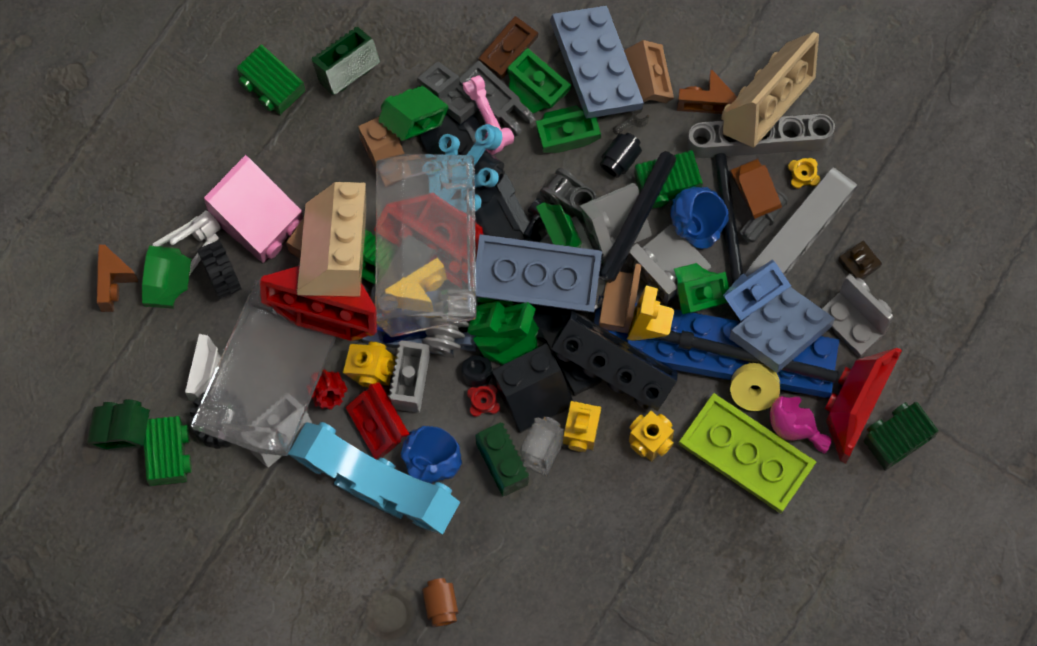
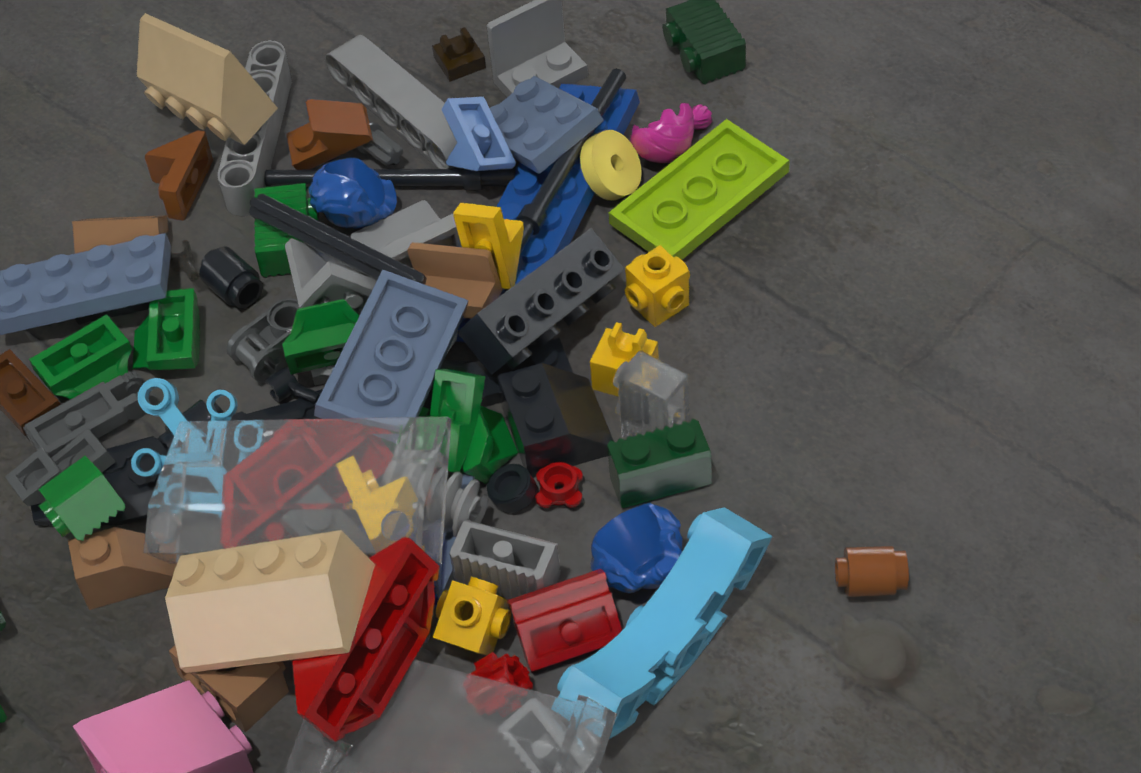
camera: 75 degrees left, 20 degrees down
(476, 90) = (103, 421): bright pink brick -> none
(700, 288) = (448, 198): green slope -> none
(808, 165) = (320, 88): yellow plate -> none
(857, 399) = (655, 63): red wedge -> none

